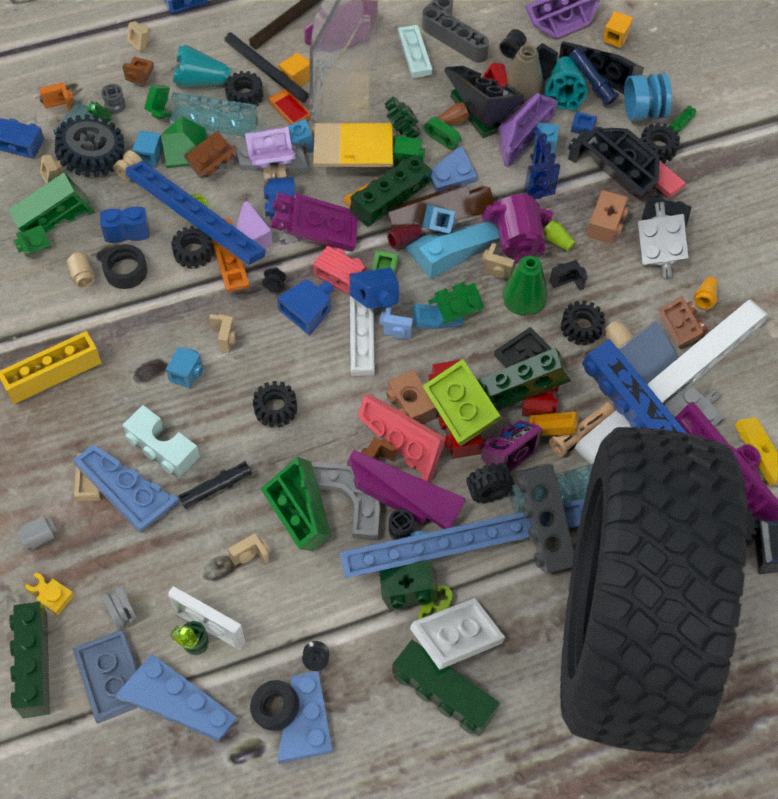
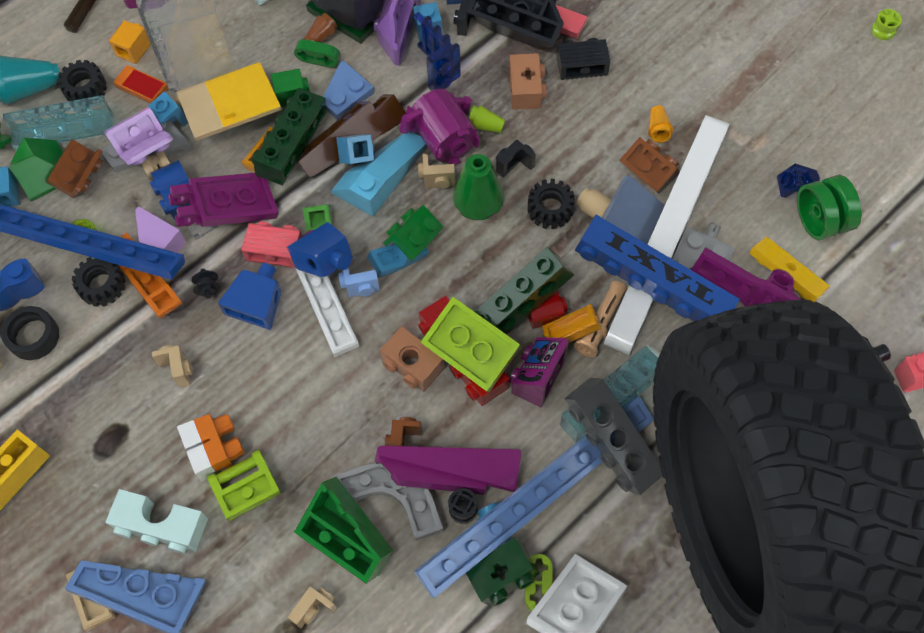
camera: 20 degrees left, 5 degrees up
(185, 367) = (148, 423): dark azure brick -> none
(220, 482) = (239, 546): black pin -> none
(221, 399) = (205, 444): none -> orange hips
(237, 448) = (247, 492): none -> lime plate
(265, 66) = (97, 49): black axle -> none
(275, 392) = (262, 409): black tyre -> none
(402, 118) = (268, 52): dark green gear -> none
(402, 236) = (324, 180): dark red cone -> none
(412, 439) = (432, 404): coral wing -> none
(490, 483) = (536, 419): black tyre -> none
(521, 348) = (502, 254): pearl dark grey plate -> none
(663, 240) = (594, 85): light grey plate -> none

